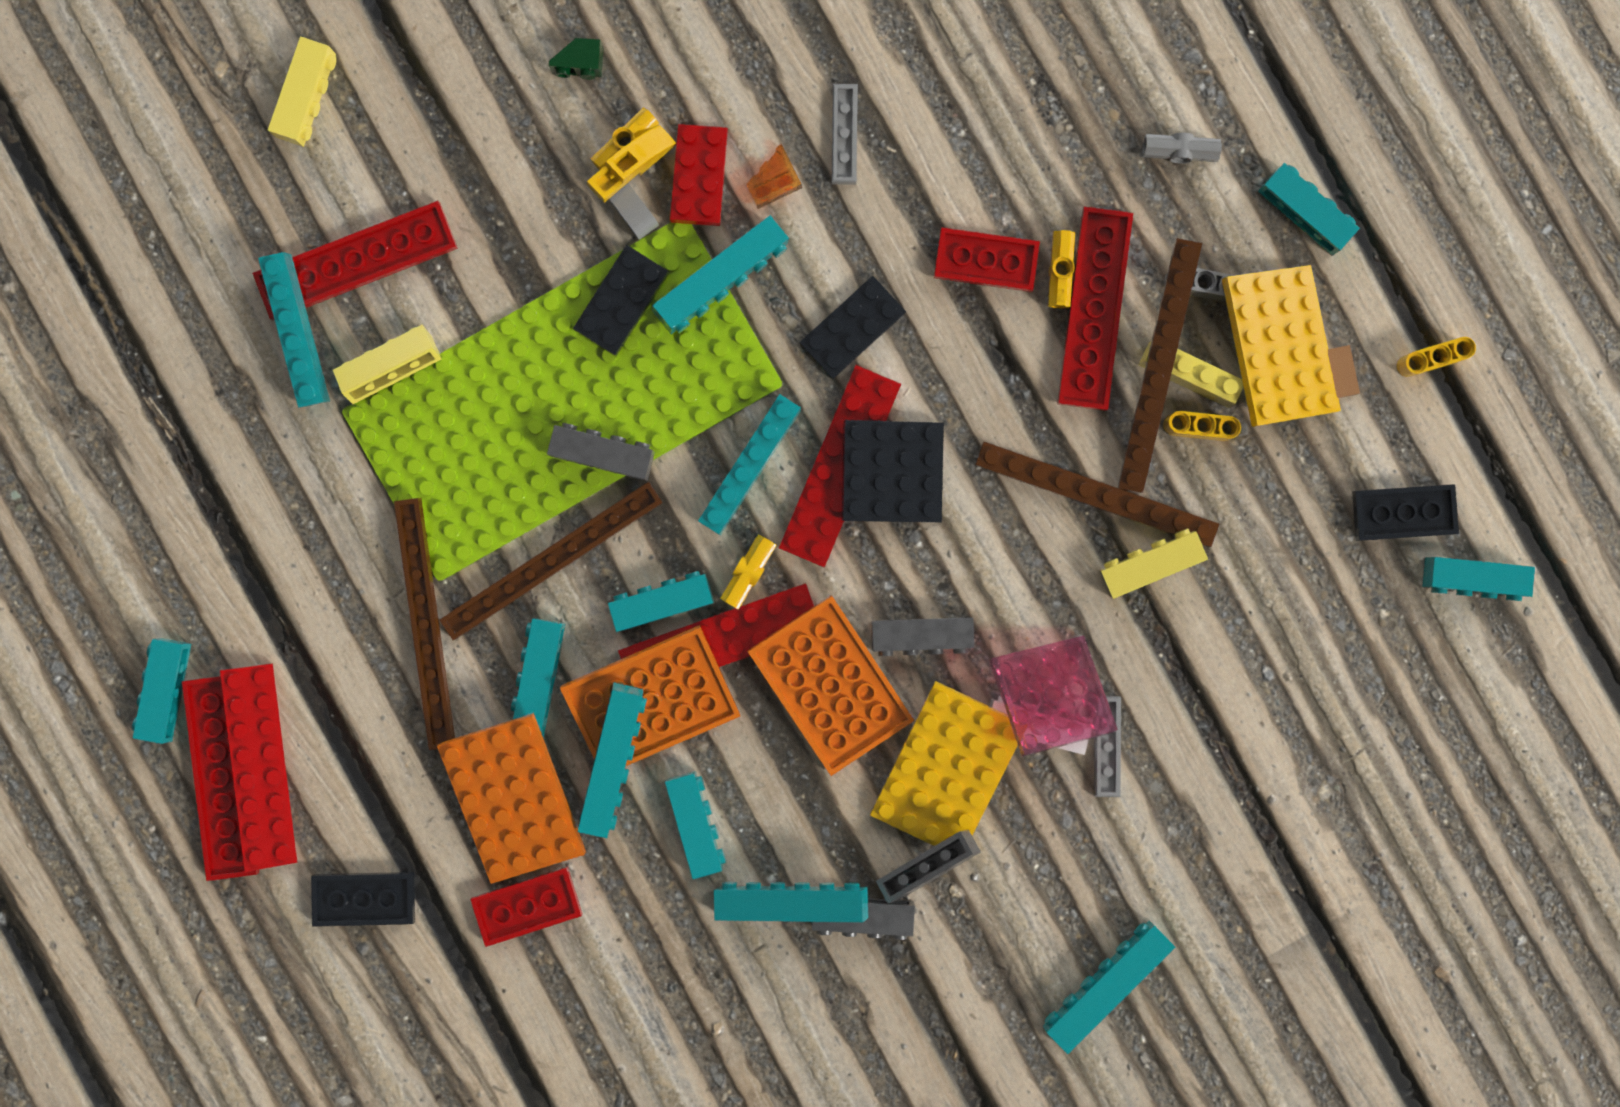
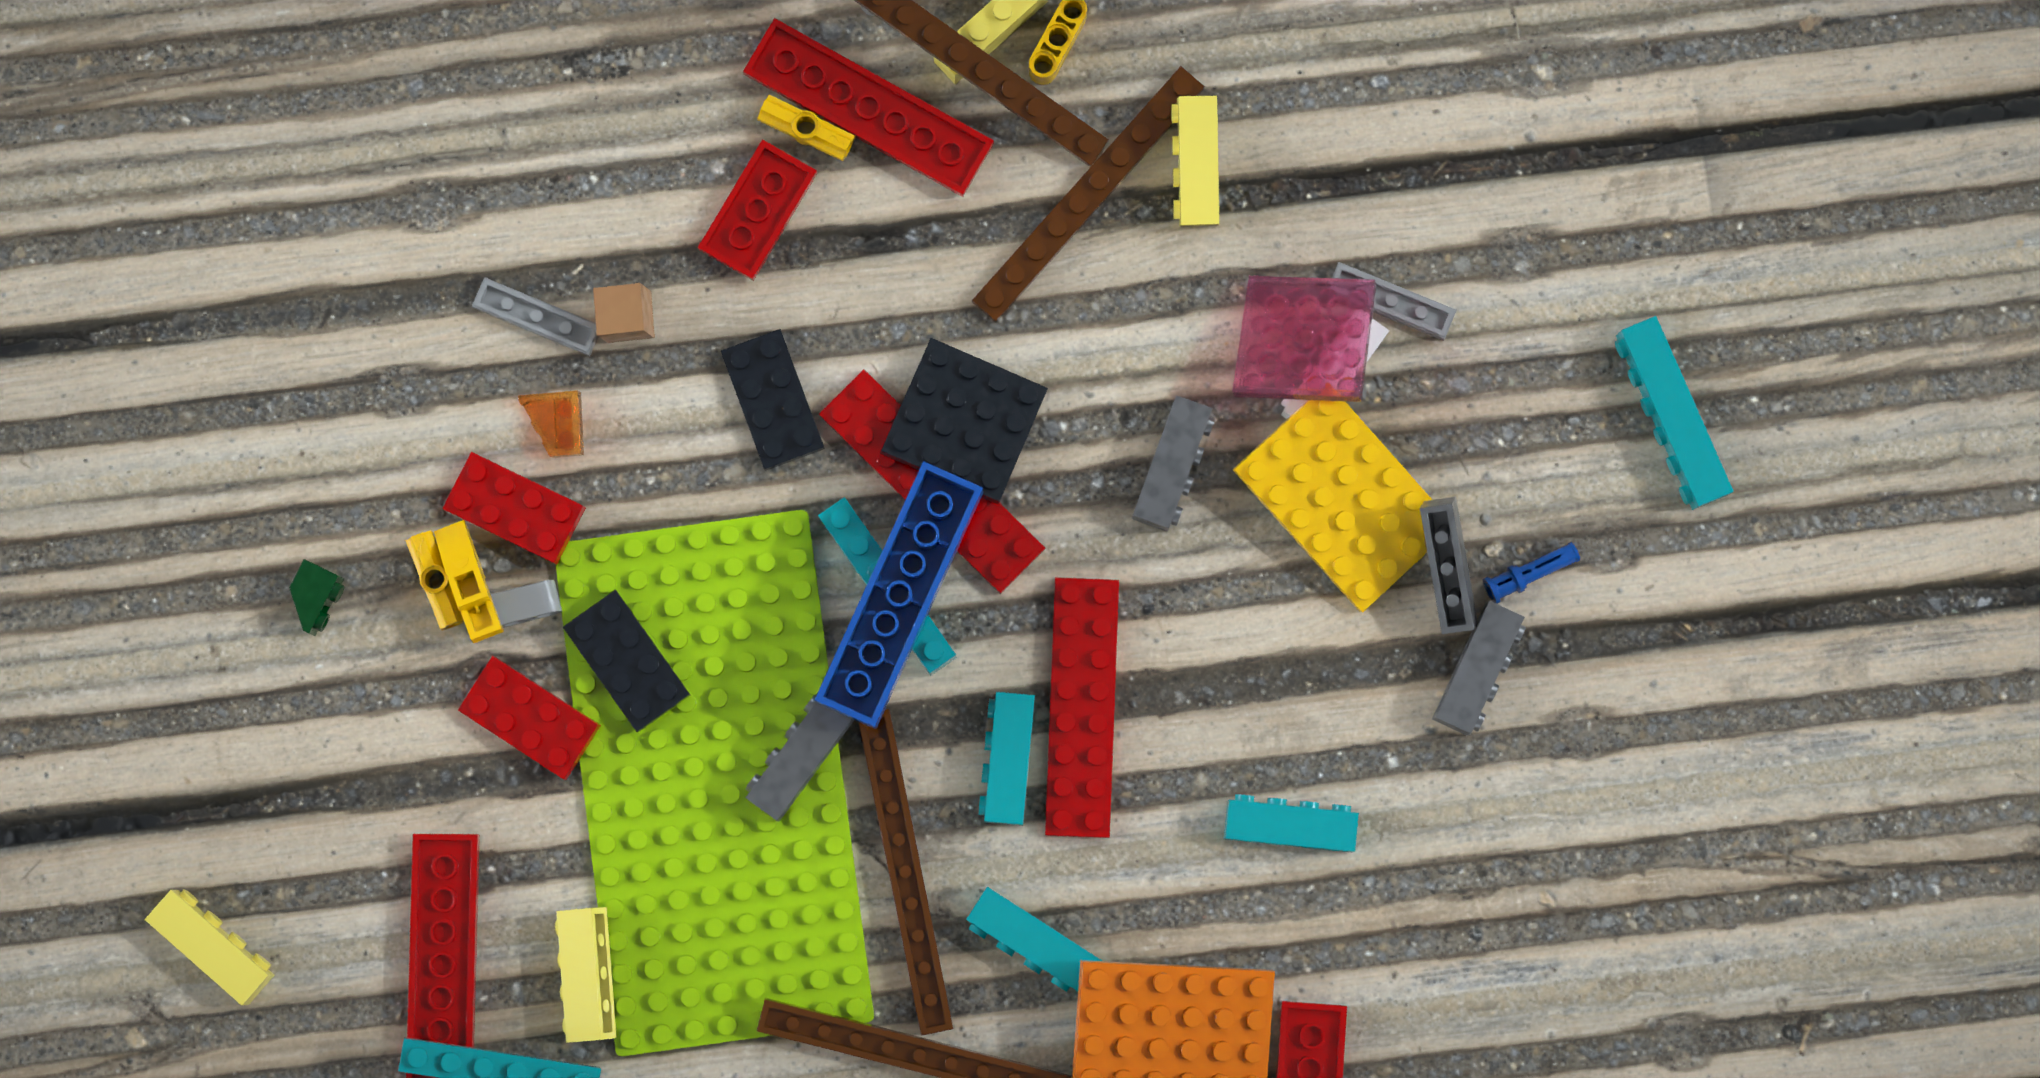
camera: 70 degrees left, 5 degrees down
(553, 248) = (529, 717): none -> red plate
(610, 760) = (1174, 892): teal brick -> none
(681, 690) = (1121, 817): orange plate -> none
(720, 275) = (646, 529): teal brick -> none
(741, 475) = (899, 595): none -> blue brick
(748, 571) = (1014, 640): yellow piece -> none
(791, 903) = (1428, 745): teal brick -> none
(830, 685) = (1189, 595): orange plate -> none
(871, 193) = (624, 313): none -> medium nougat head
(937, 920) = (1517, 577): none -> blue pin

